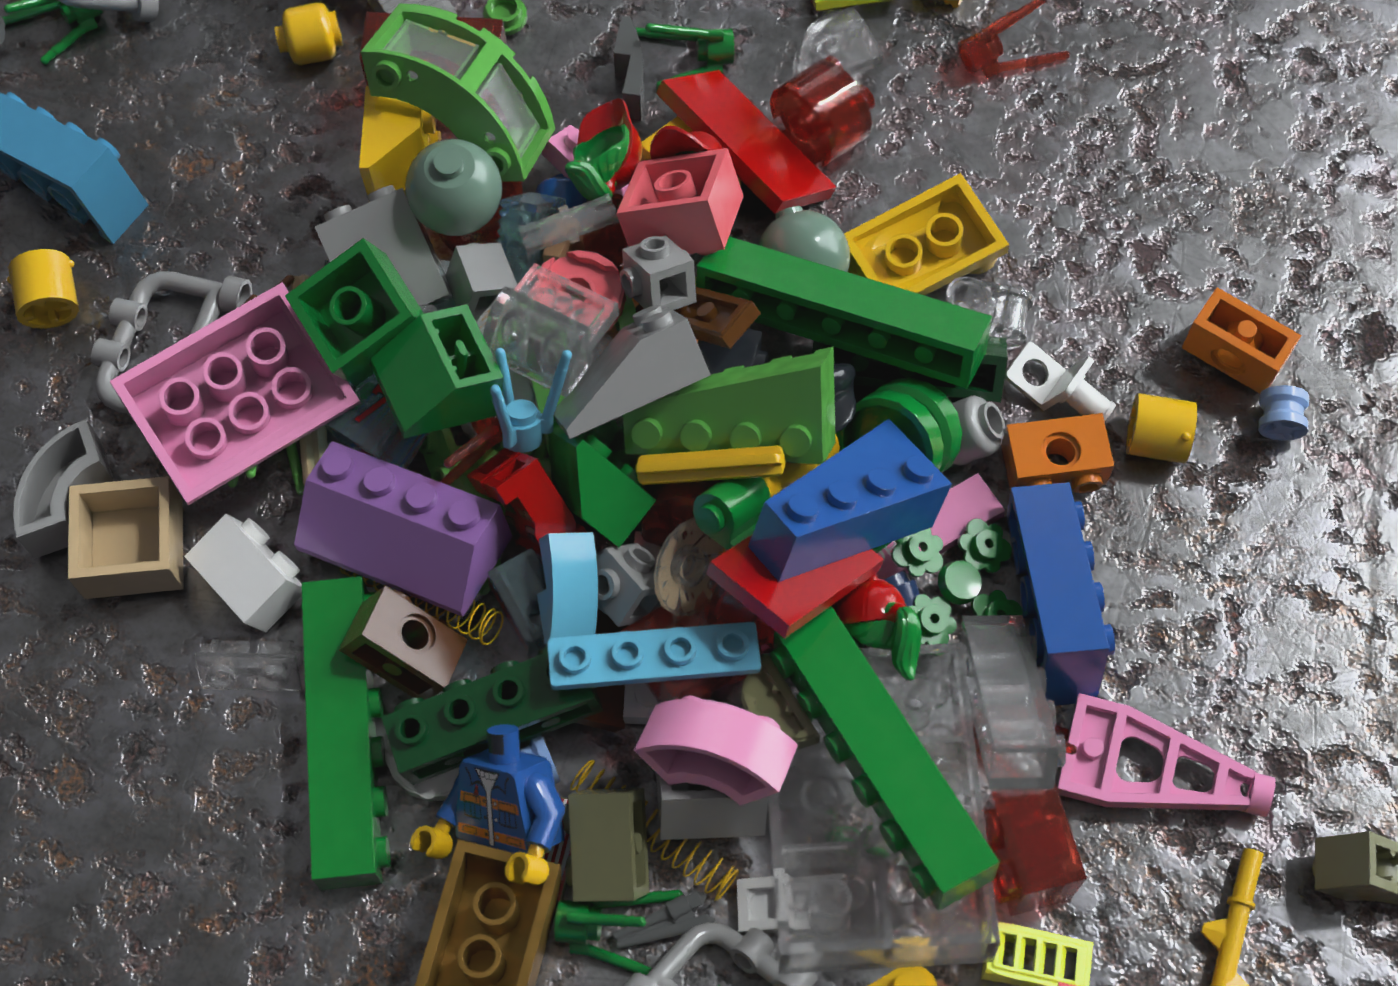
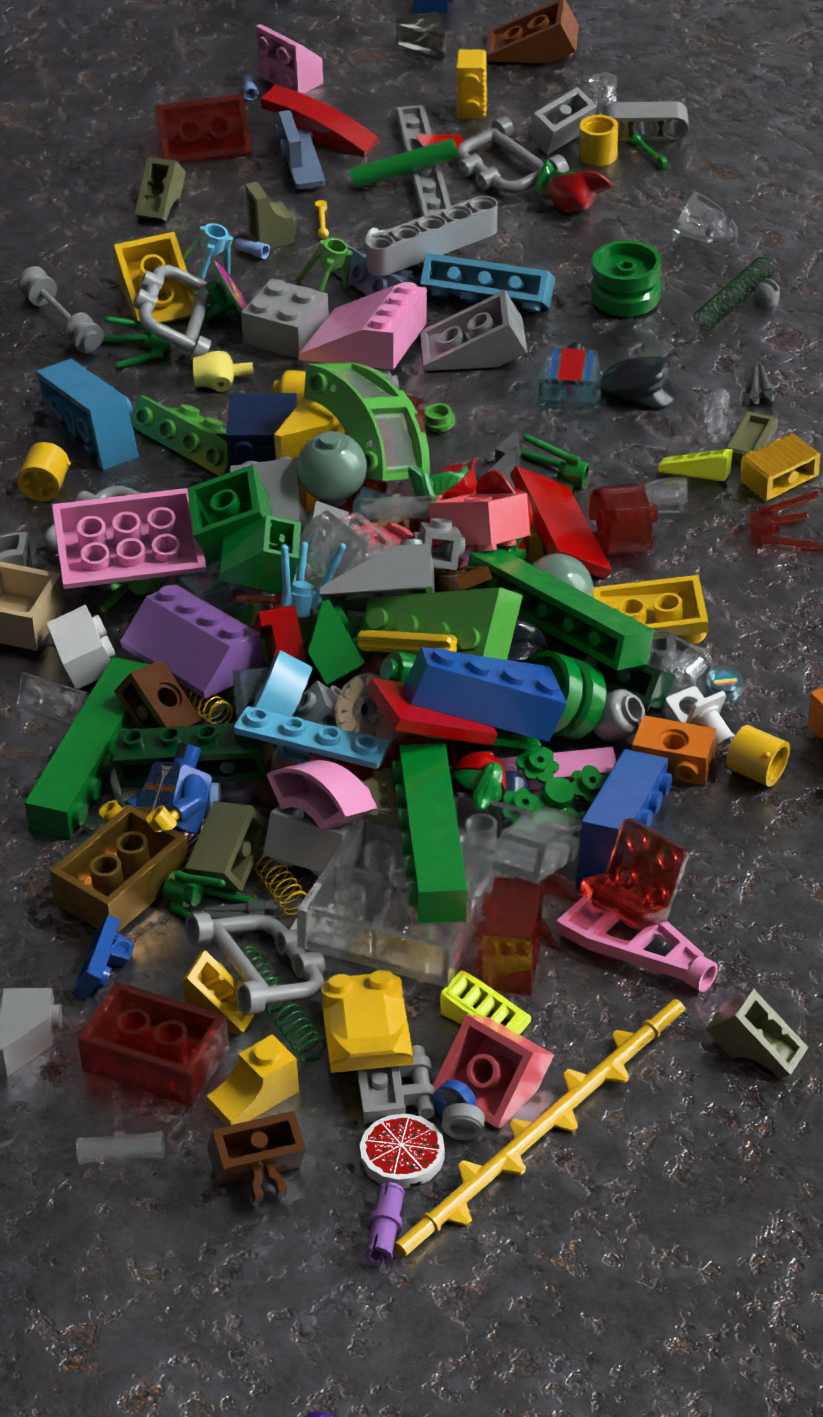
camera: 25 degrees right, 25 degrees down
(184, 32) = (217, 371): none -> light yellow piece
(200, 150) = (185, 432): none -> bright green bracket
(311, 138) = (253, 423): none -> dark blue brick
(1055, 318) = (726, 680): none -> clear light blue tile
(1144, 706) = (639, 876): none -> clear red bracket

